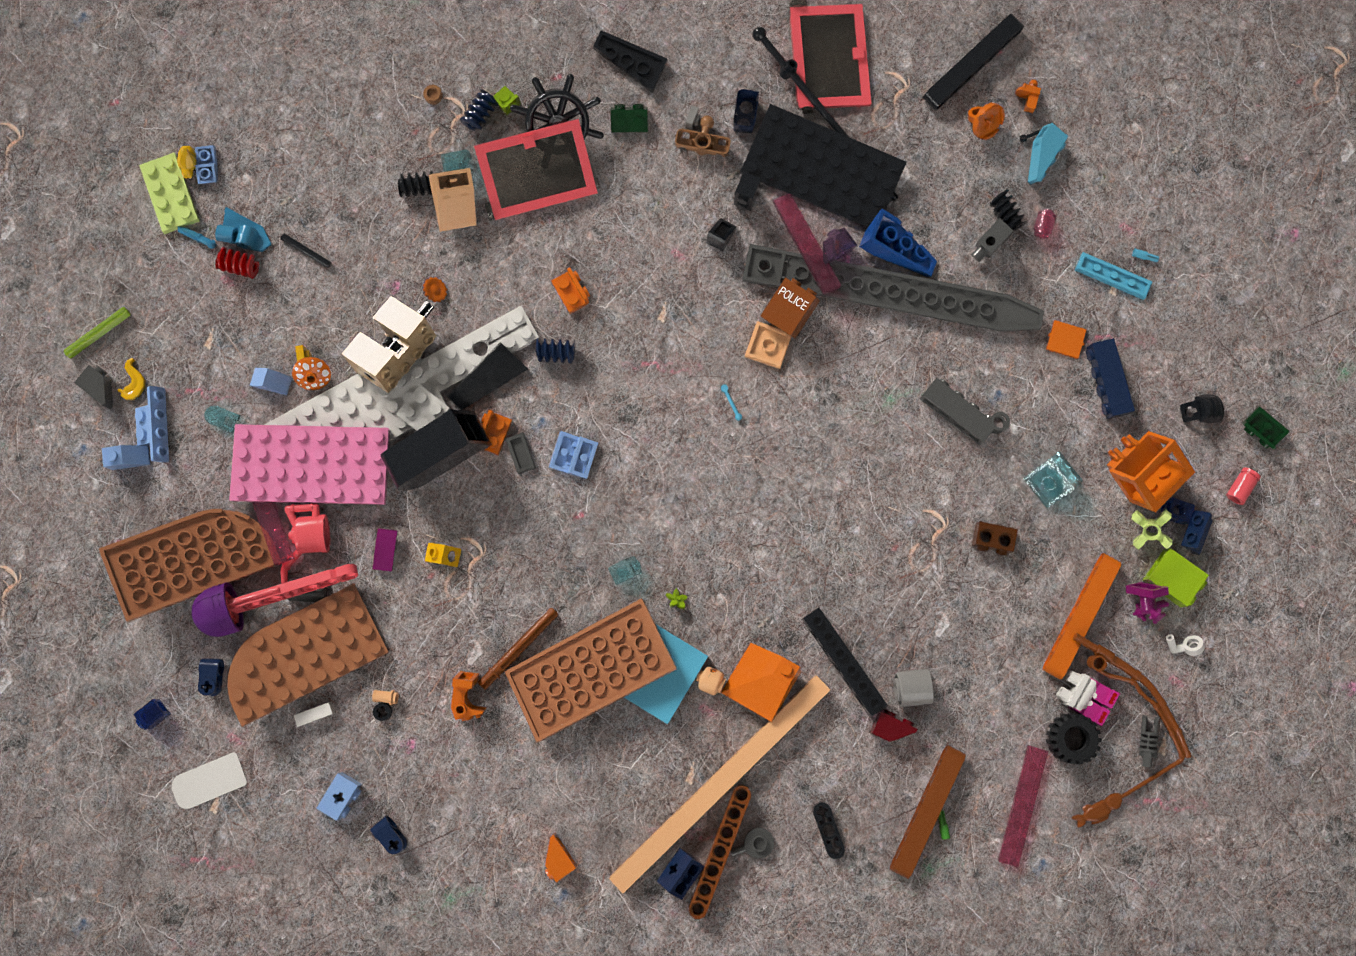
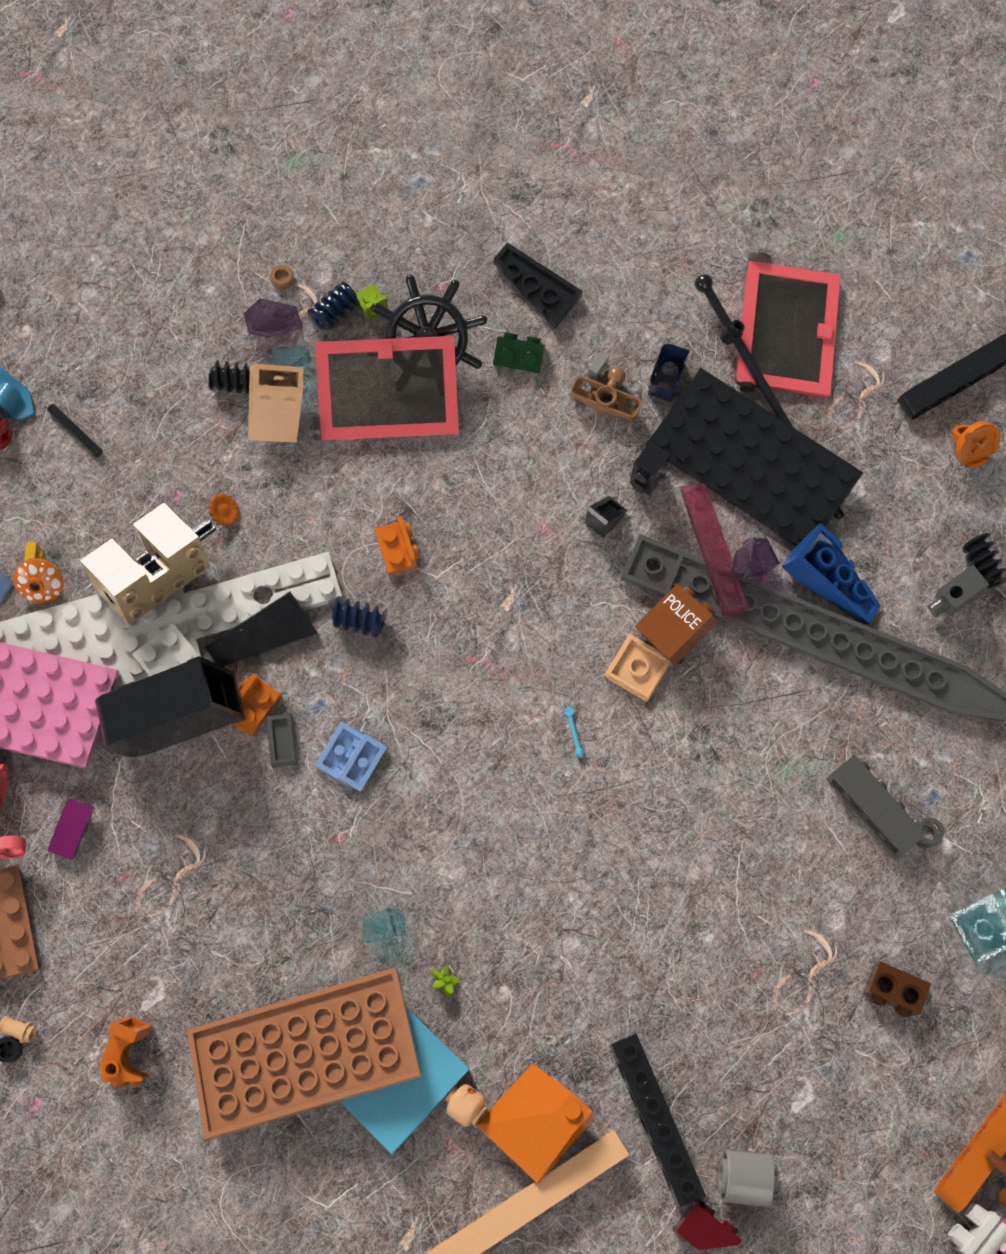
camera: 10 degrees right, 10 degrees down
(433, 130) = (271, 318): none -> clear purple slope
(439, 554) = (139, 849): yellow bracket -> none
(516, 650) = (212, 1002): dark orange axle -> none

